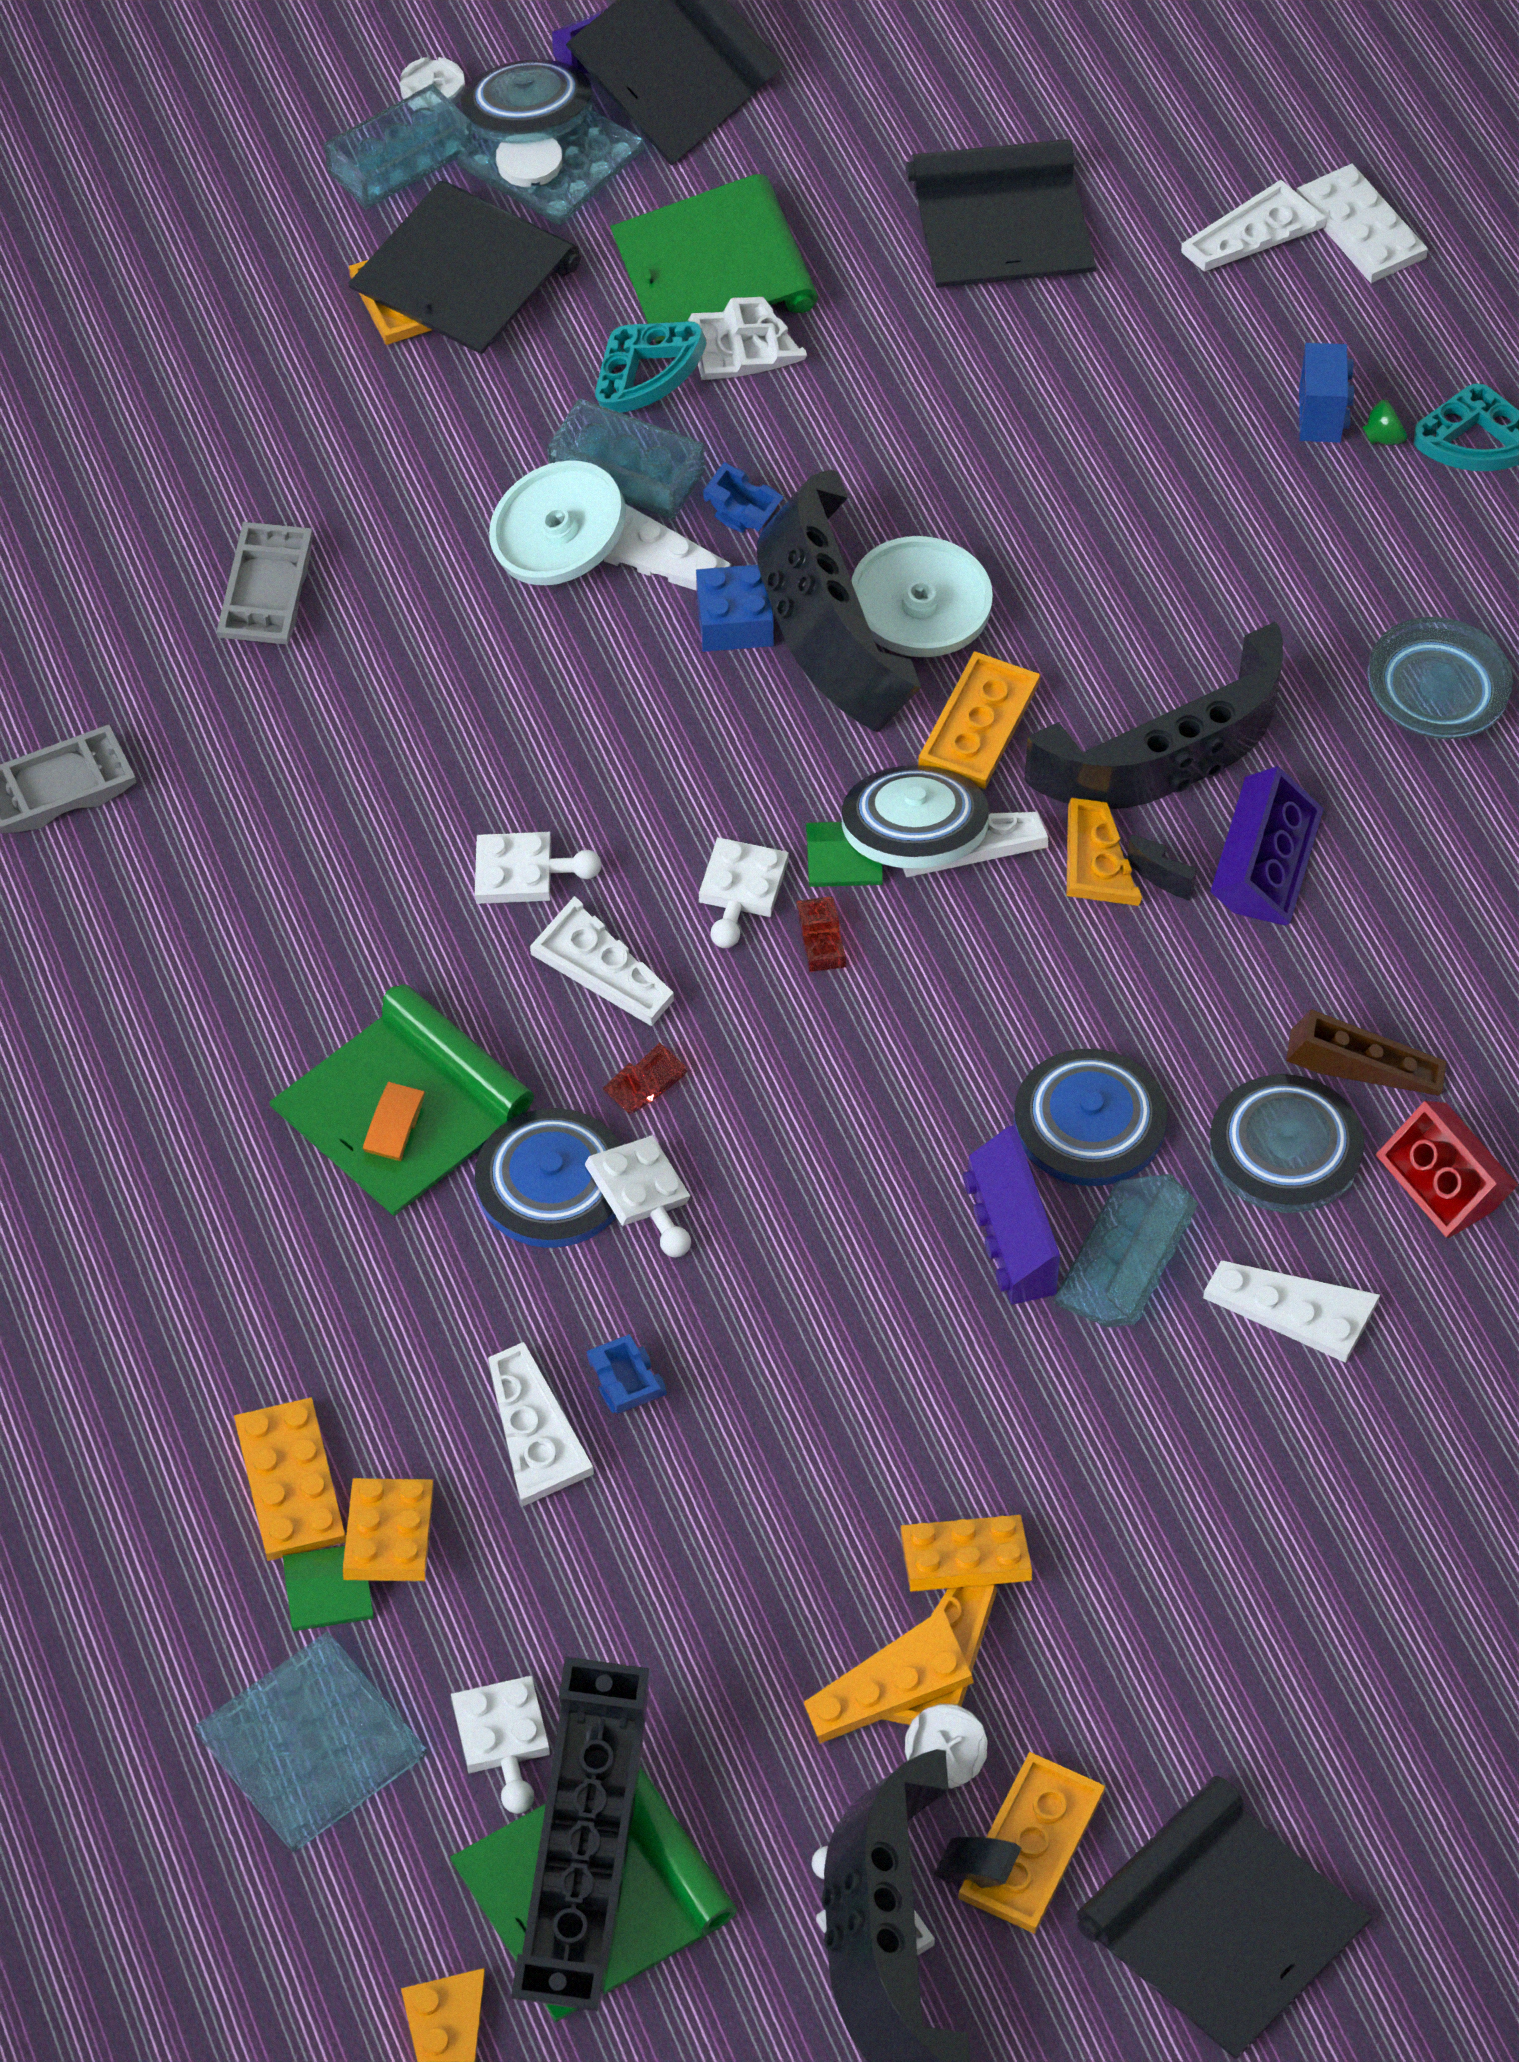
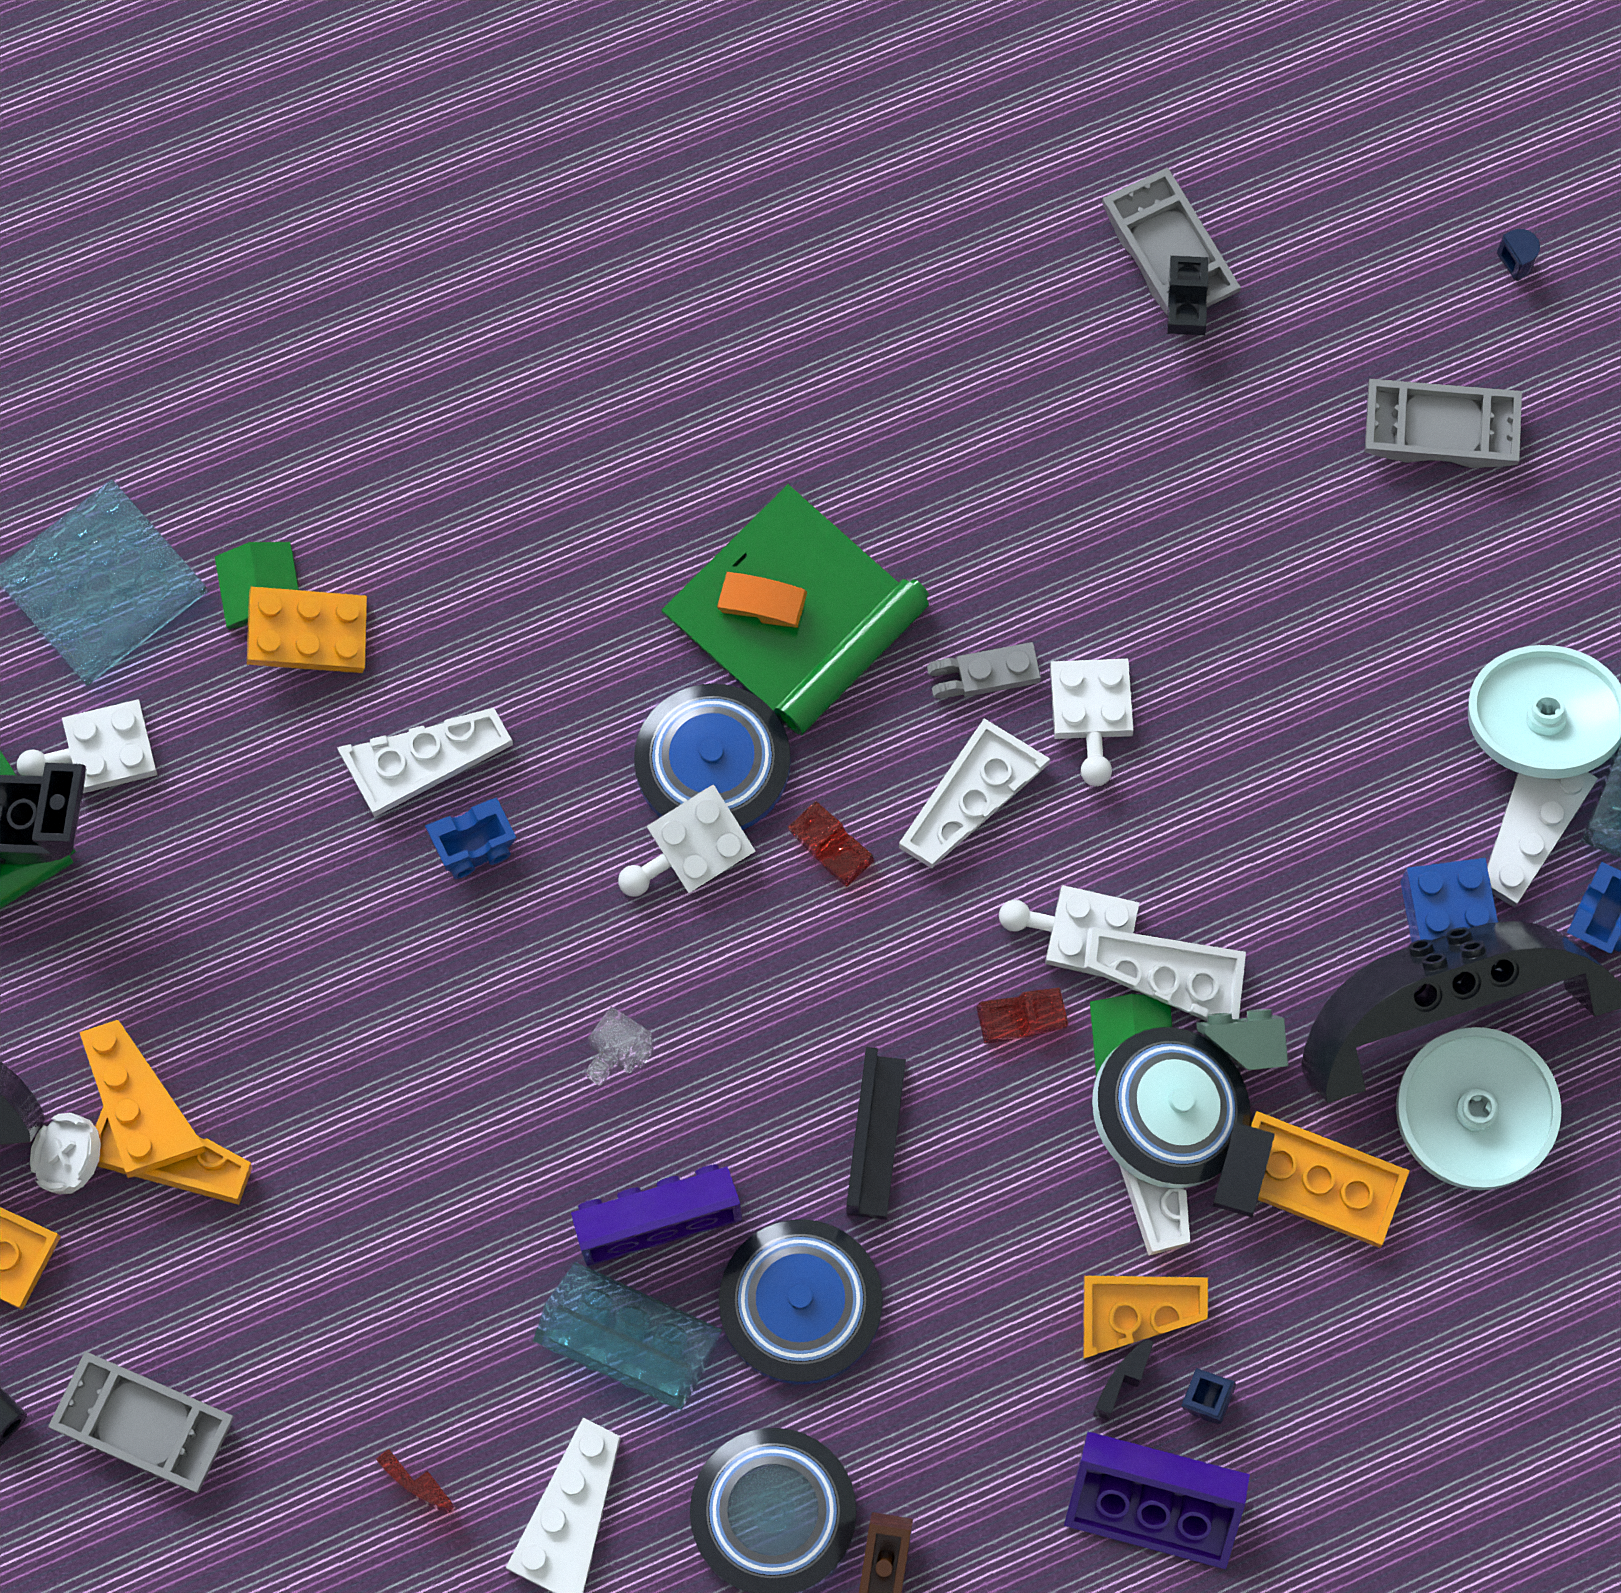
camera: 90 degrees right, 15 degrees up
(101, 516) = (1519, 252): none -> dark blue brick
(110, 762) = (1187, 295): none -> black slope
(289, 1479) = (371, 540): light orange plate -> none
(478, 946) = (987, 671): none -> light grey hinge
(788, 808) = (1172, 971): none -> white wing
(843, 1252) = (619, 1043): none -> clear brick
(854, 753) = (1248, 1041): none -> sand green slope
(933, 1052) = (875, 1136): none -> black fence
(966, 1553) = (274, 1171): light orange plate -> none
(981, 761) = (1243, 1170): none -> black slope
(1170, 749) = (1328, 1464): black slope -> none
(1176, 805) = (1208, 1396): none -> dark blue brick
(1219, 1670) = (141, 1422): none -> light grey slope
(1274, 1423) = (423, 1488): none -> clear red slope

